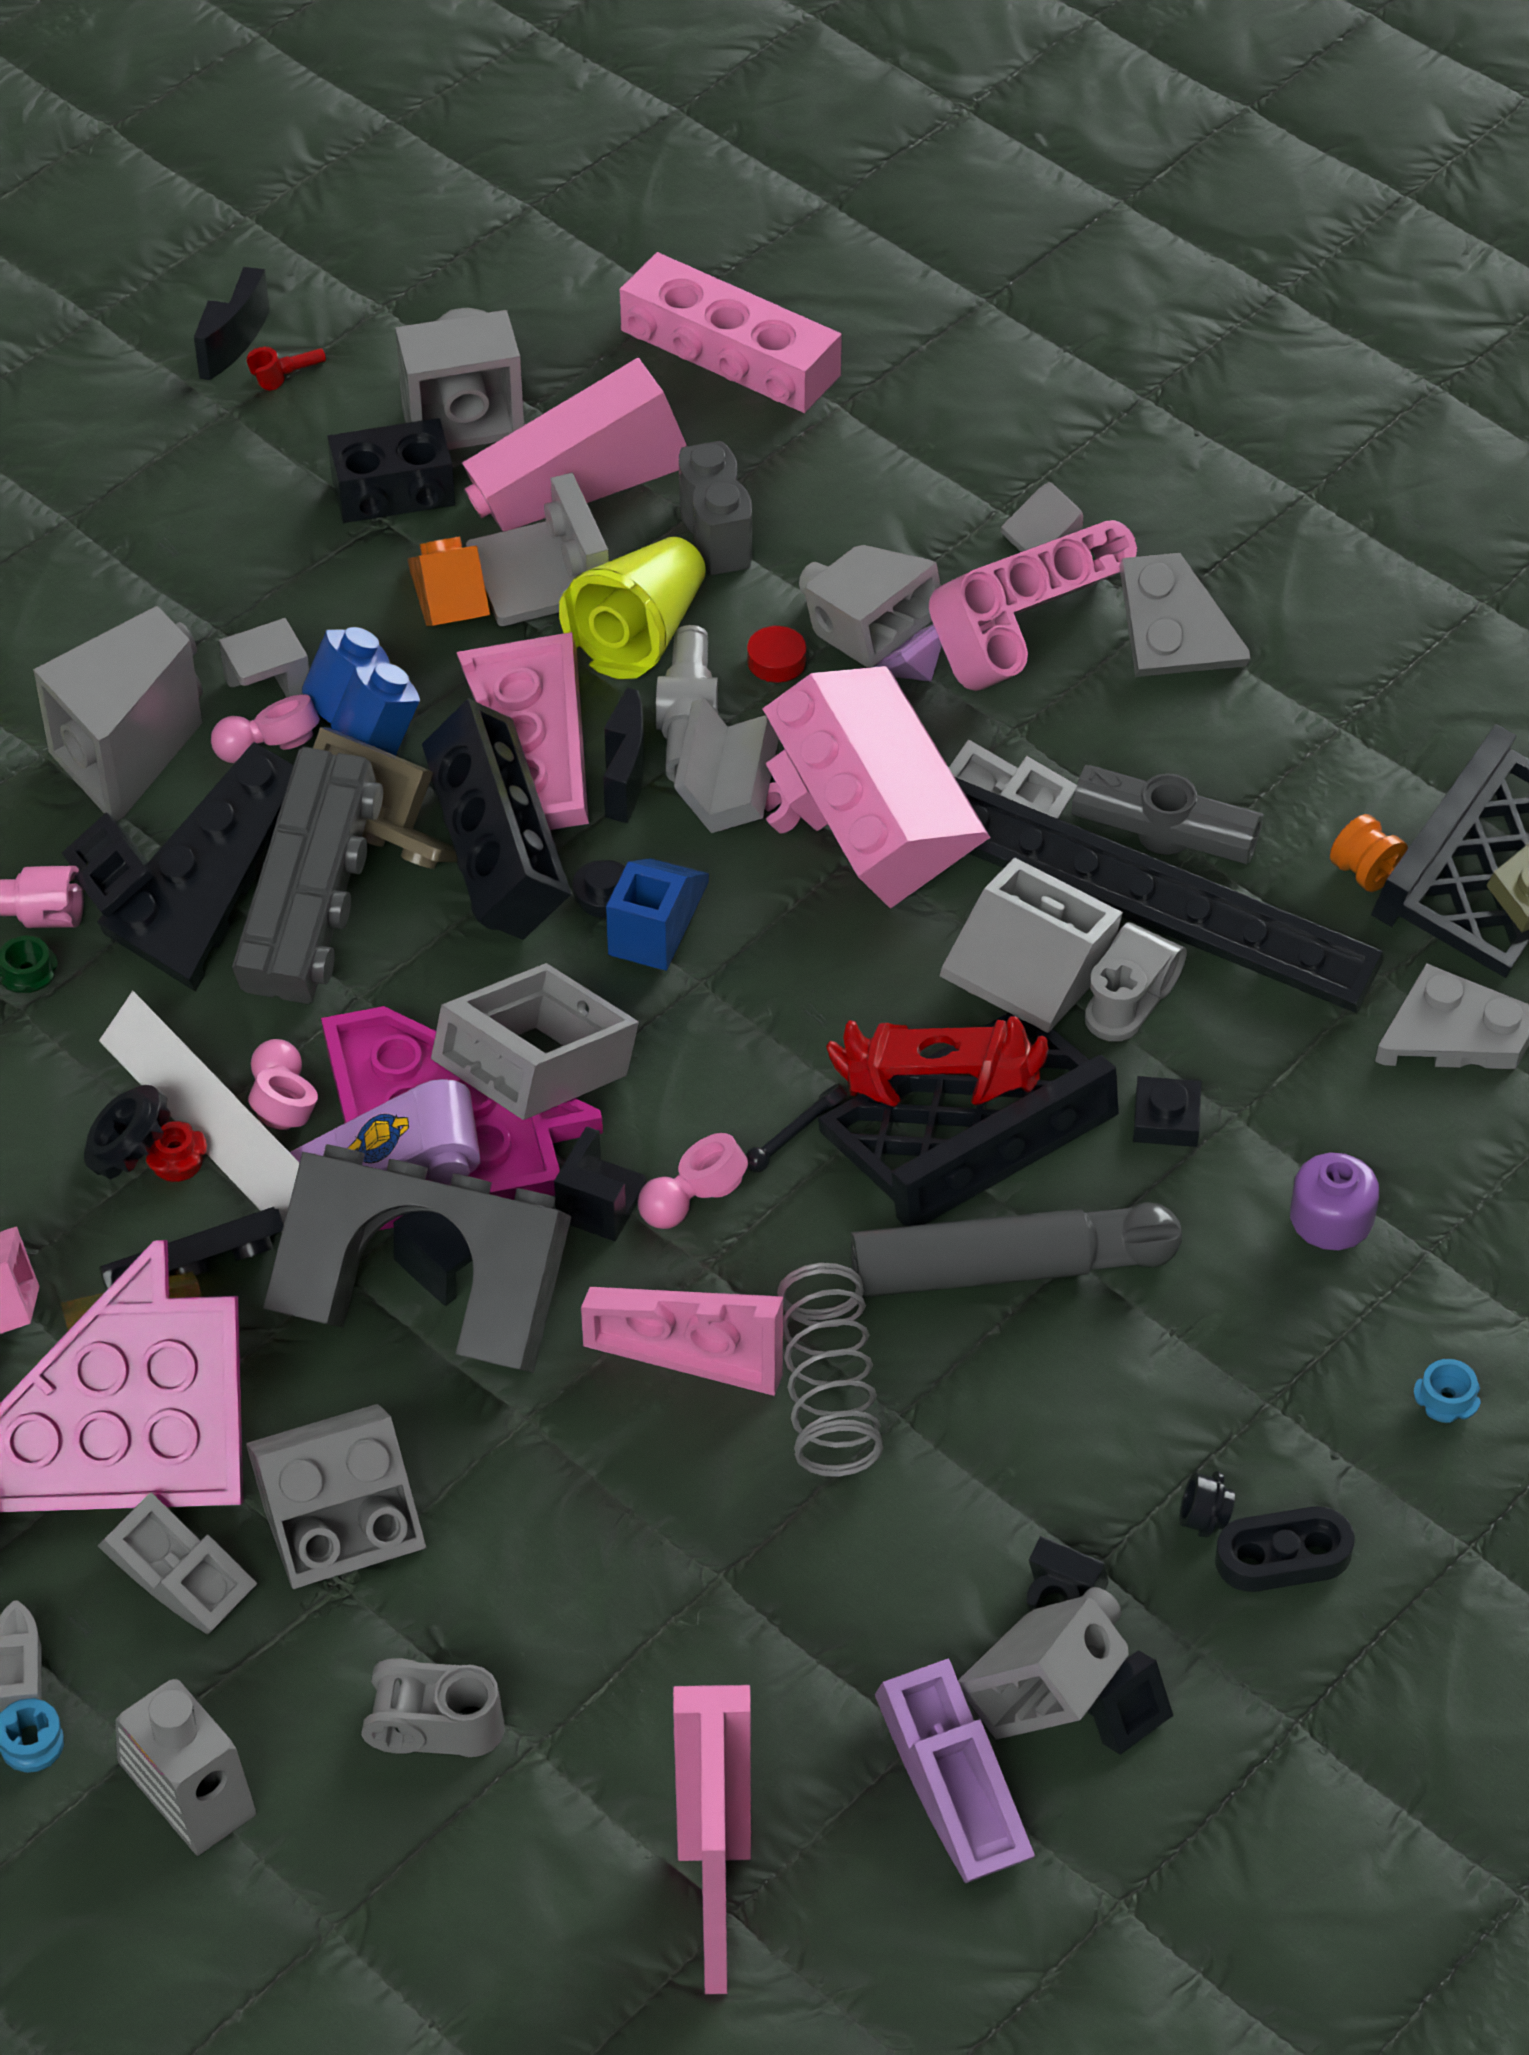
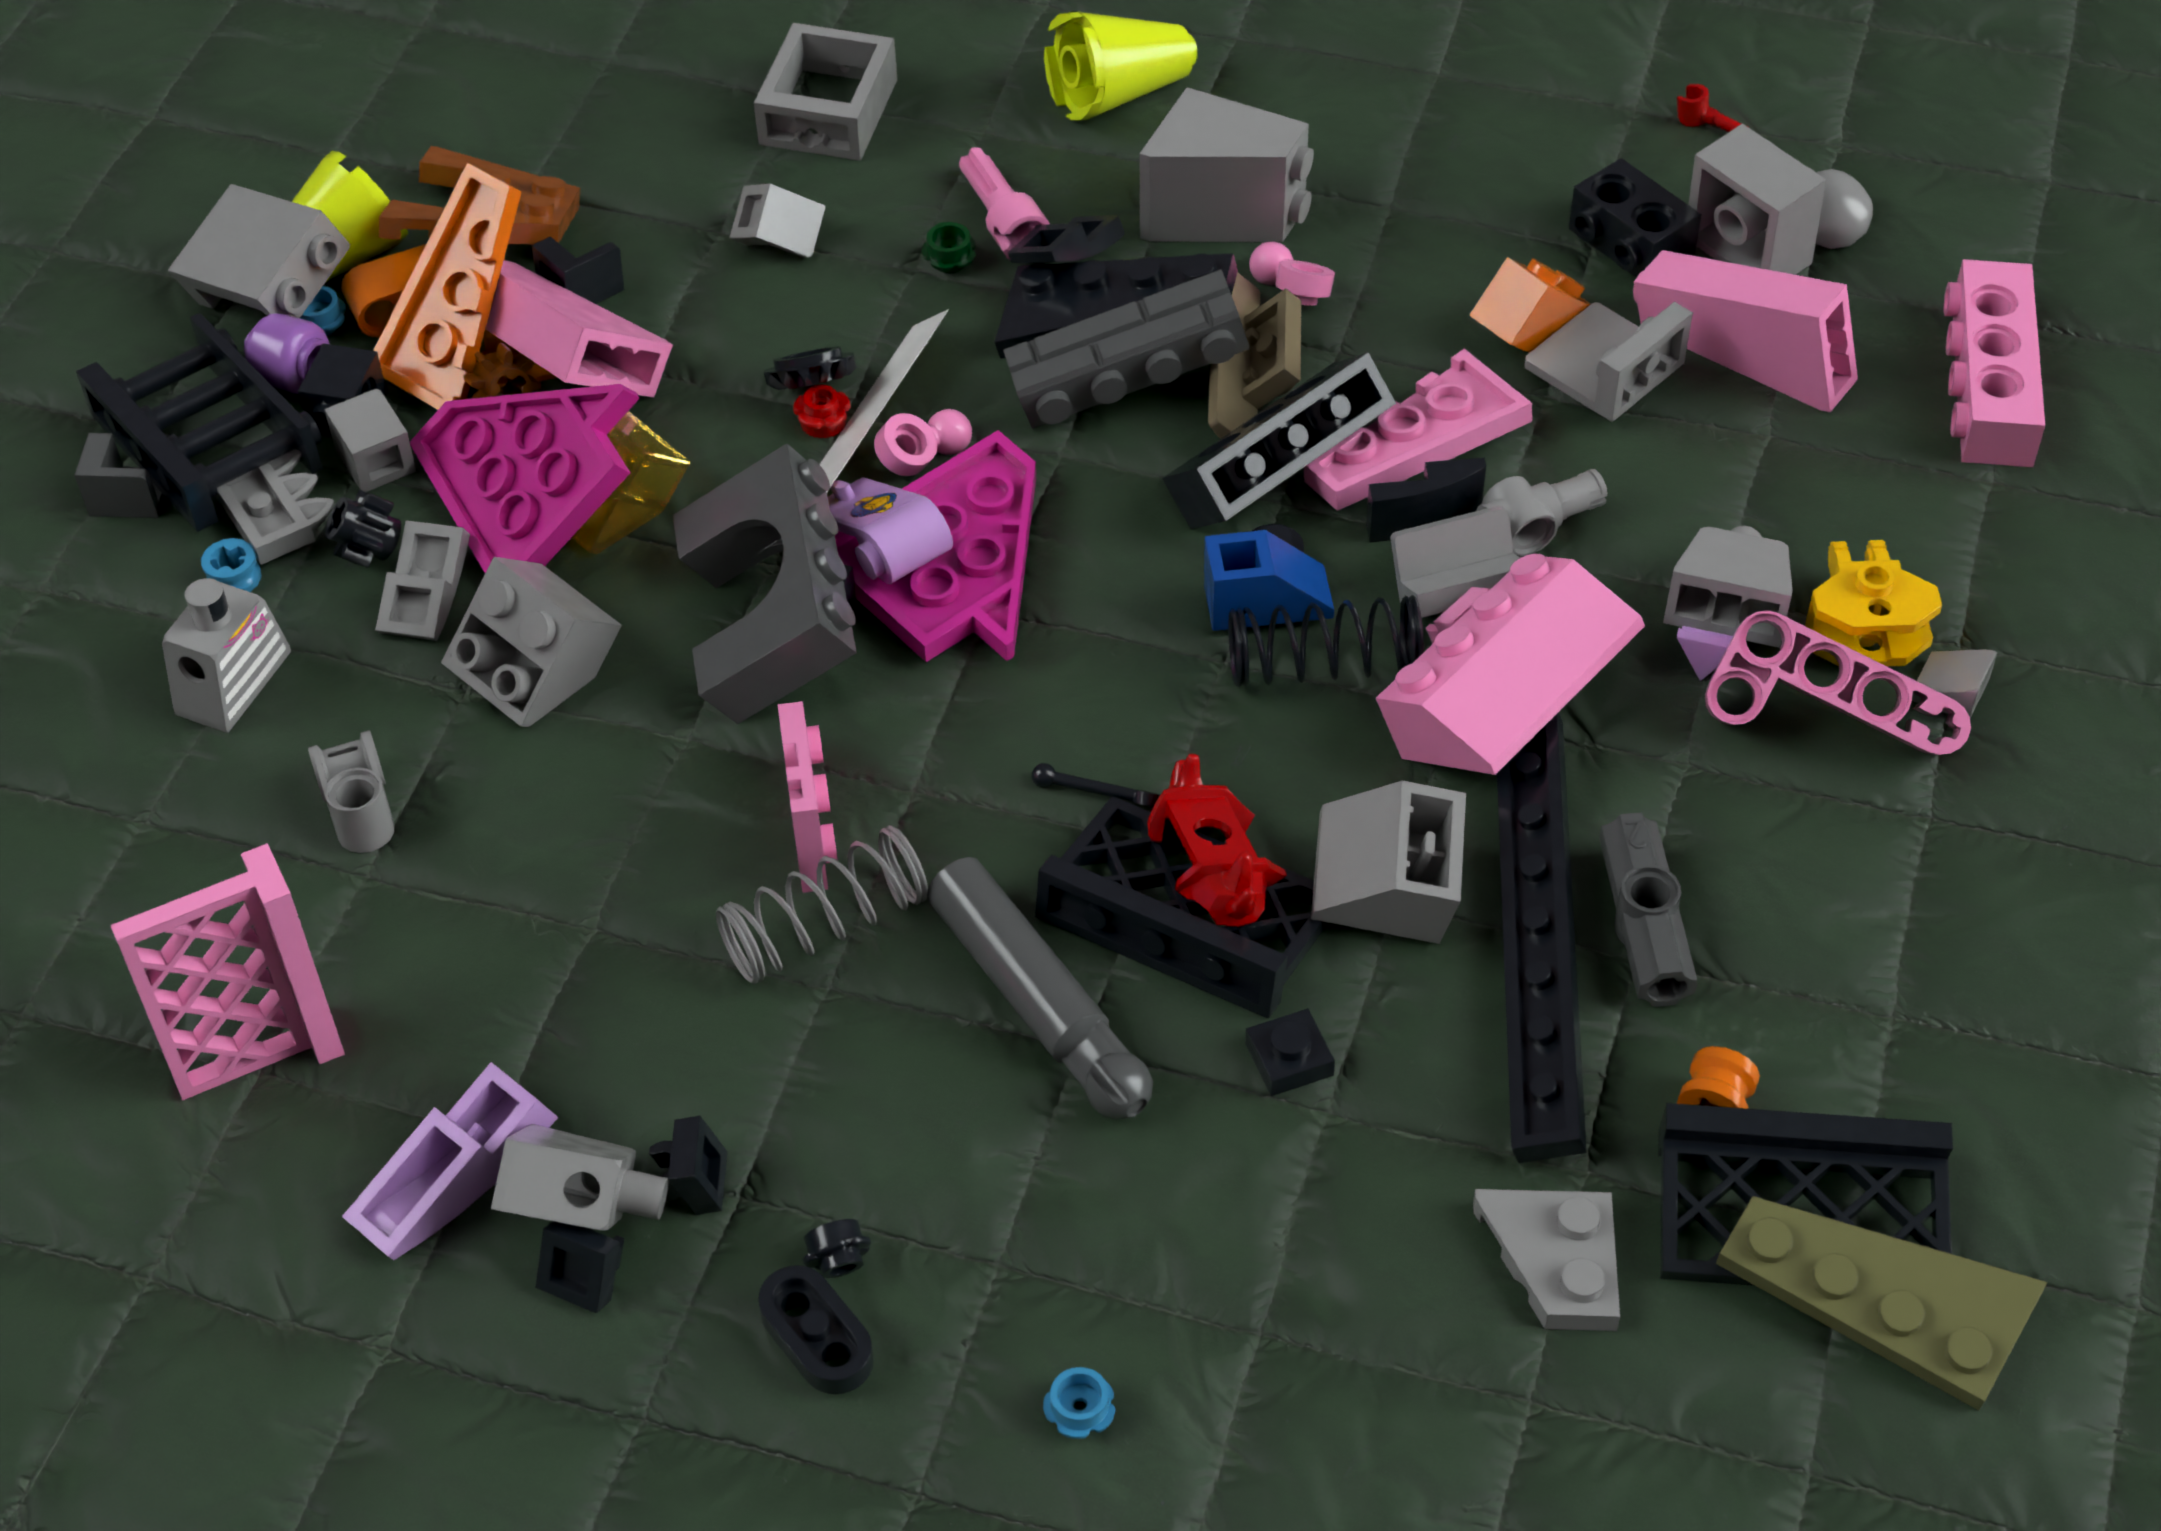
camera: 65 degrees right, 0 degrees up
(78, 1586) = (363, 528): none -> black gear
(231, 327) = (1718, 62): black slope -> none
(244, 1236) = (709, 453): black hinge -> none
(264, 654) = (1363, 236): light grey panel -> none
(360, 689) = (1356, 303): blue brick -> none
(482, 1044) = (1060, 528): light grey window -> none
(596, 1191) = (939, 675): black panel -> none
(632, 606) = (1604, 427): neon yellow cone -> none
(706, 1170) = (998, 742): bright pink plate -> none
(715, 507) = (1764, 437): dark grey brick -> none
(776, 654) = (1636, 556): red tile -> none
(776, 853) = (1407, 644): none -> black piece
(946, 524) = (1873, 605): none -> yellow hinge
(1028, 784) = (1597, 775): light grey slope -> none
(1131, 982) = (1425, 957): light grey piece -> none
(1175, 619) = (1903, 818): light grey wing -> none
(1334, 1201) = (1240, 1214): medium lavender head -> none

